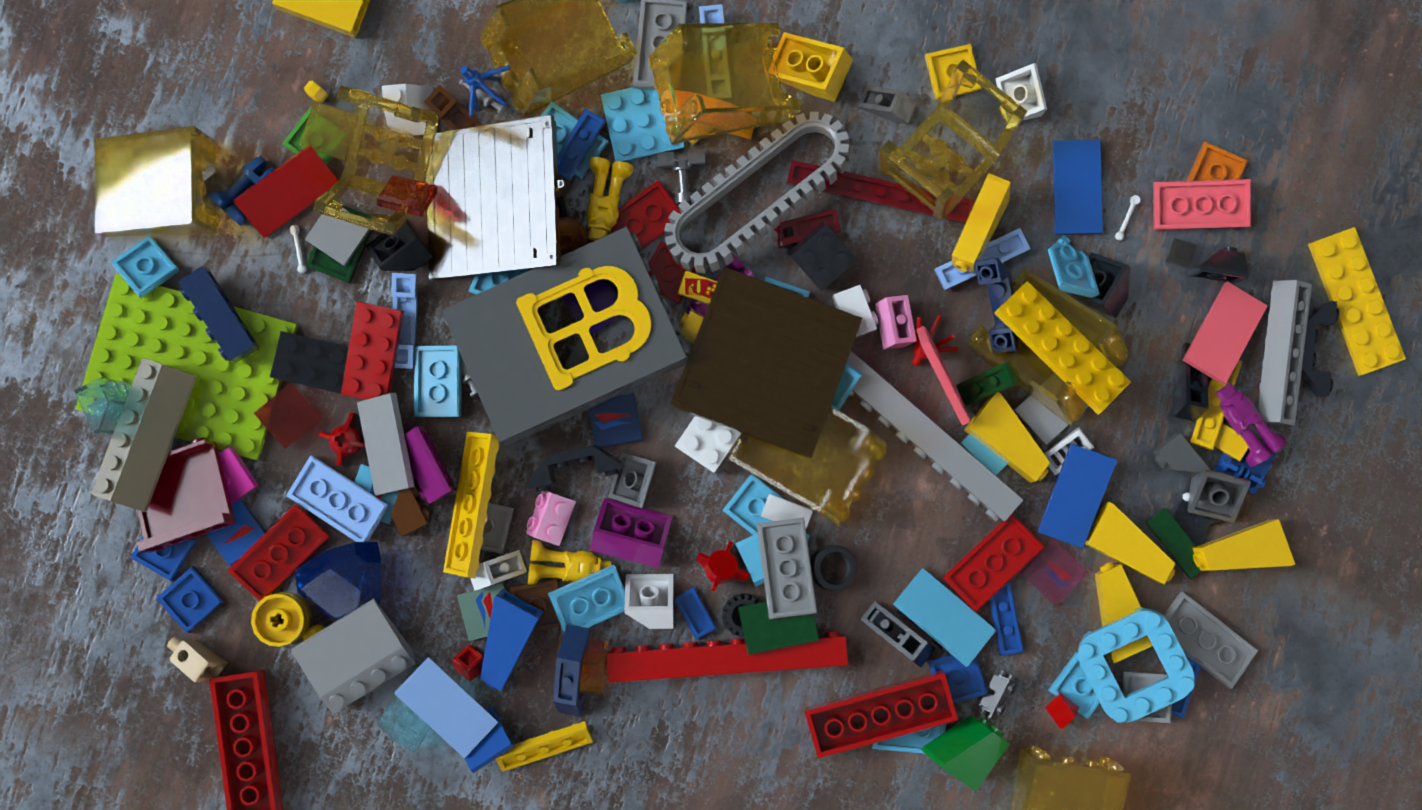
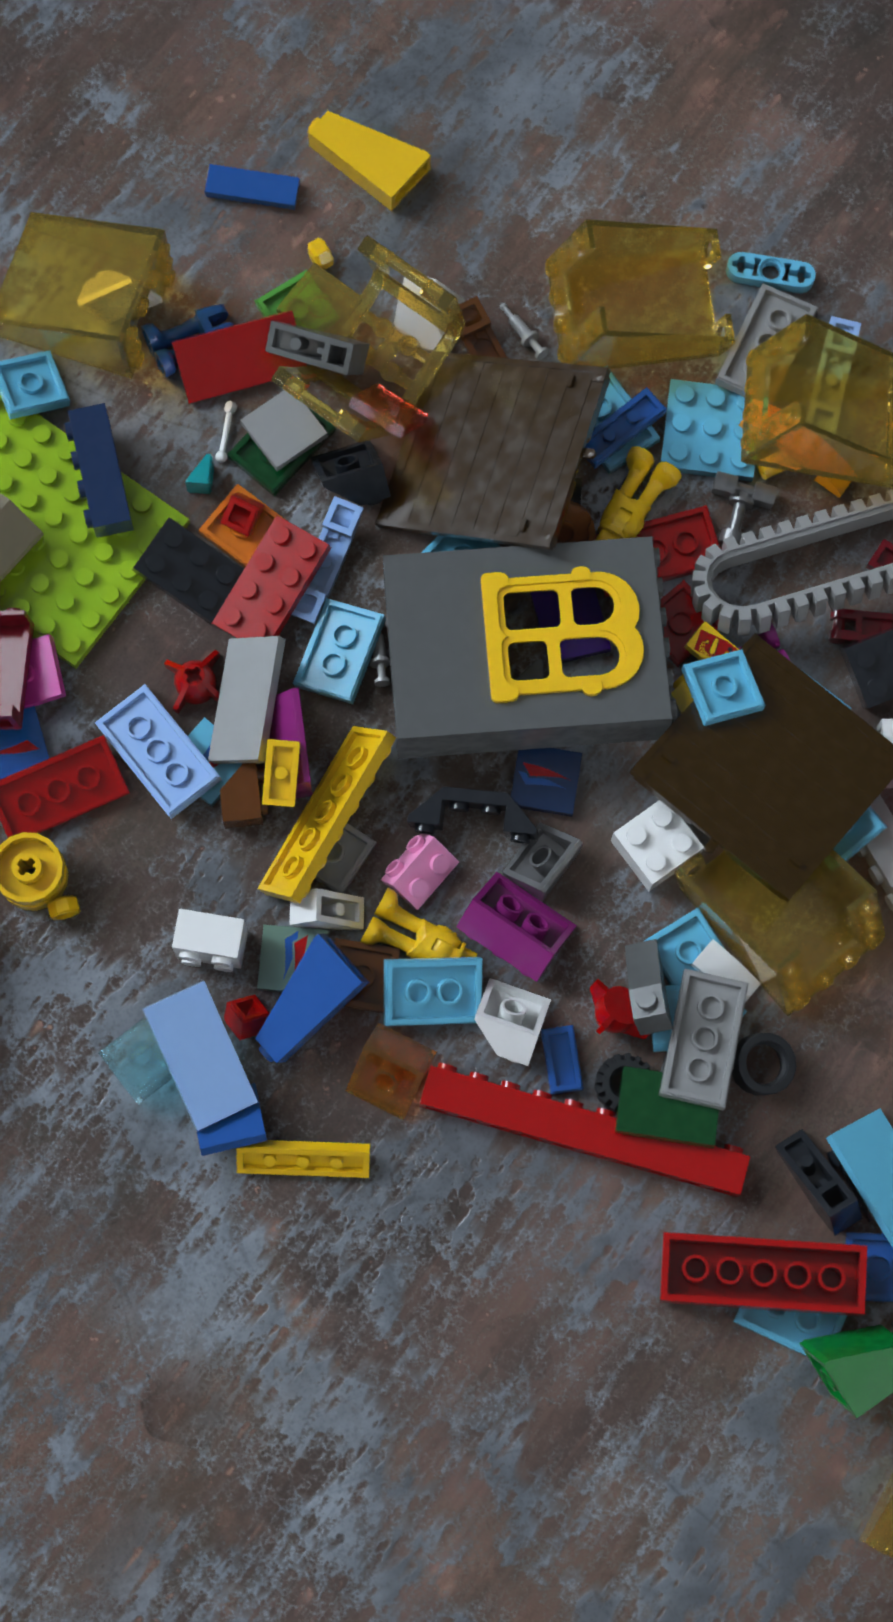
camera: 15 degrees right, 10 degrees down
(248, 57) = (252, 187): none -> blue tile
(288, 415) = (135, 625): clear red tile -> none
(294, 289) = (202, 476): none -> teal slope
(332, 306) = (242, 513): none -> red slope
(333, 314) = (231, 542): none -> orange tile
(340, 167) = (317, 348): none -> dark grey slope
(342, 578) = (129, 856): clear blue brick -> none
(353, 656) = (104, 948): light grey slope -> none
(422, 622) = (210, 940): none -> white brick
(427, 492) = (281, 773): none -> yellow panel
(476, 81) = (524, 305): blue plant -> none
(569, 670) = (374, 1068): dark blue slope -> none
(714, 317) = (723, 687): none -> medium azure tile
(735, 546) = (647, 987): none -> dark grey slope

